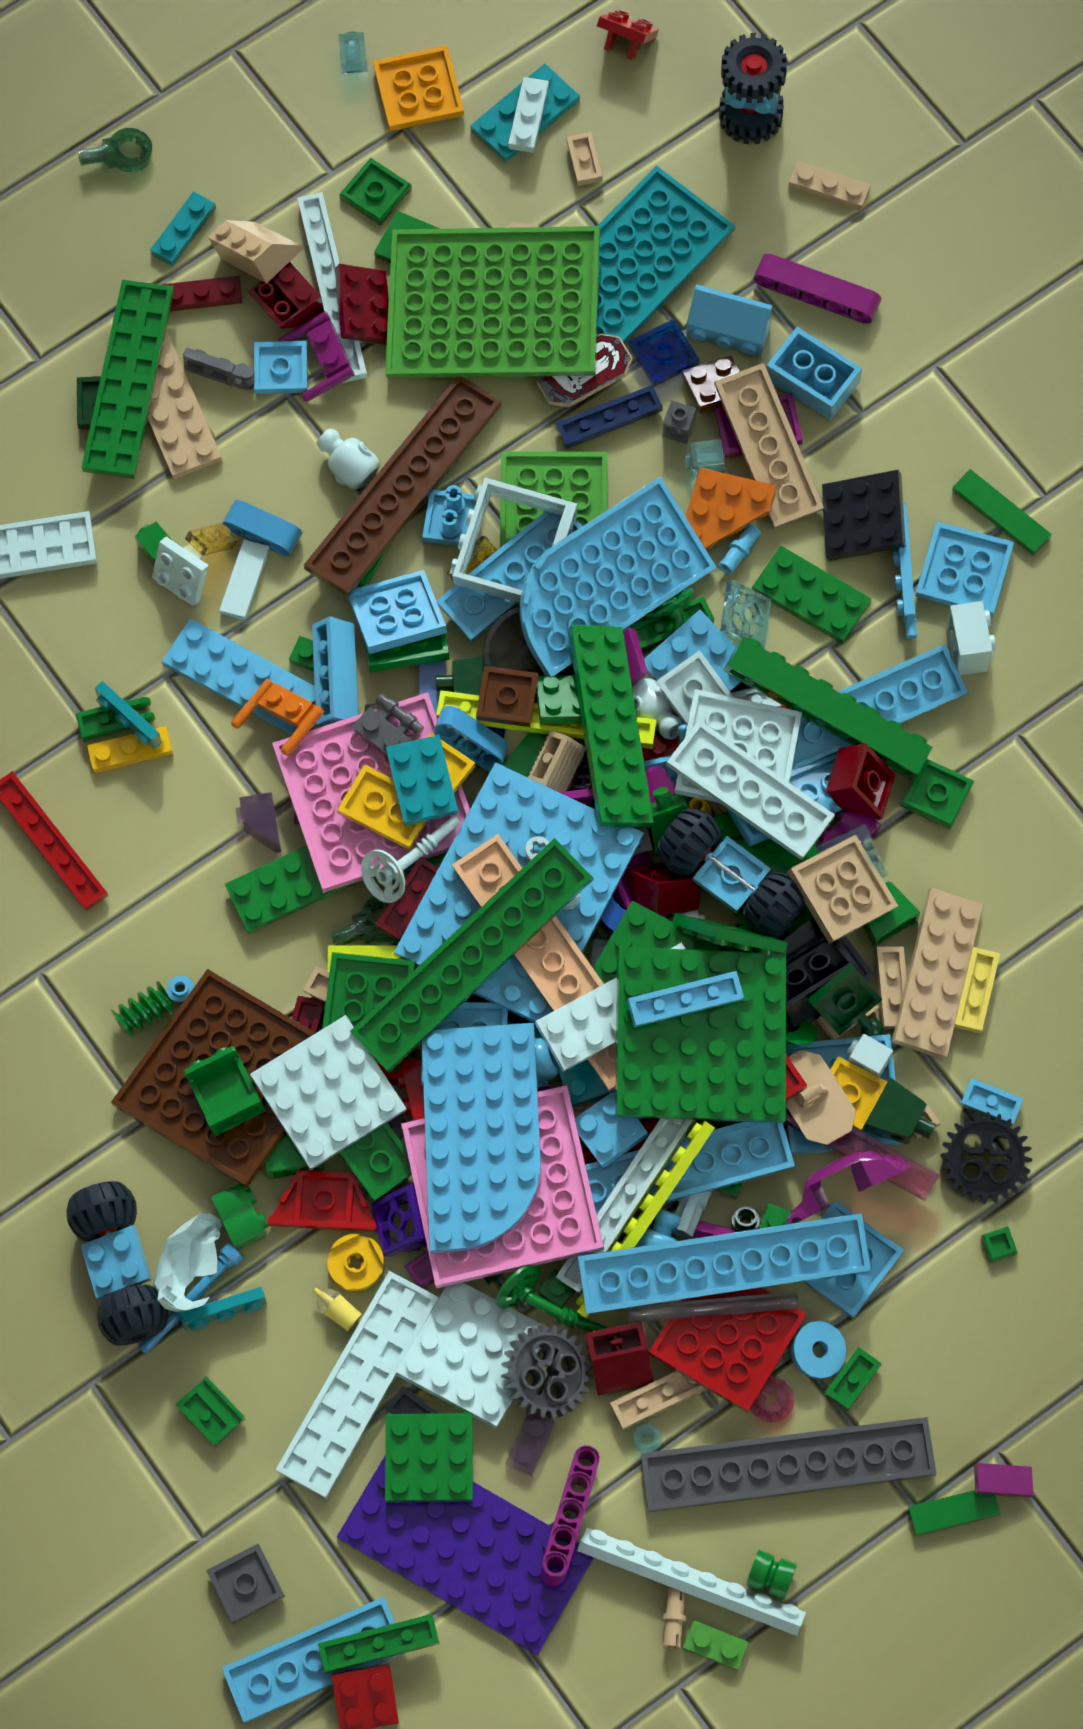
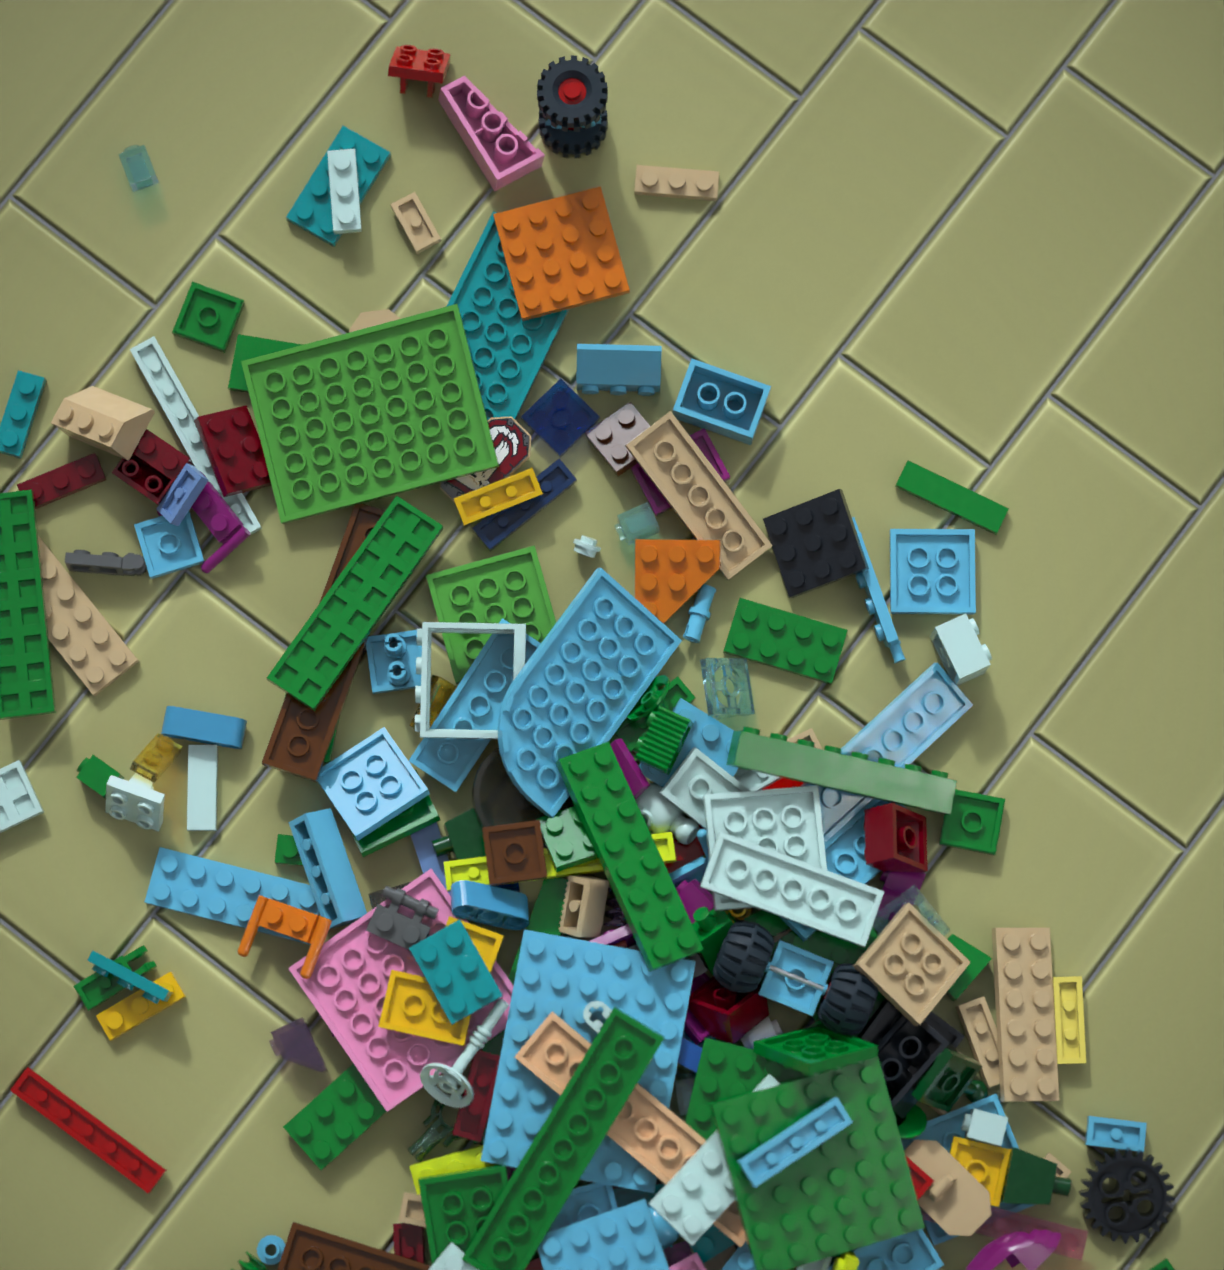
camera: 20 degrees left, 10 degrees up
(305, 324) = (182, 494): none -> medium blue plate
(349, 459) = (271, 628): light aqua piece -> none
(418, 88) = (219, 189): light orange plate -> none
(429, 454) = (355, 603): none -> green plate
(586, 399) = (498, 496): none -> yellow plate
(654, 465) = (586, 546): none -> light aqua plate
(671, 636) = (663, 739): none -> green brick
(674, 108) = (492, 140): none -> bright pink wedge
(679, 422) = (598, 492): dark grey brick -> none
(706, 214) = (561, 253): none -> orange plate
(817, 288) = (697, 303): magenta beam -> none

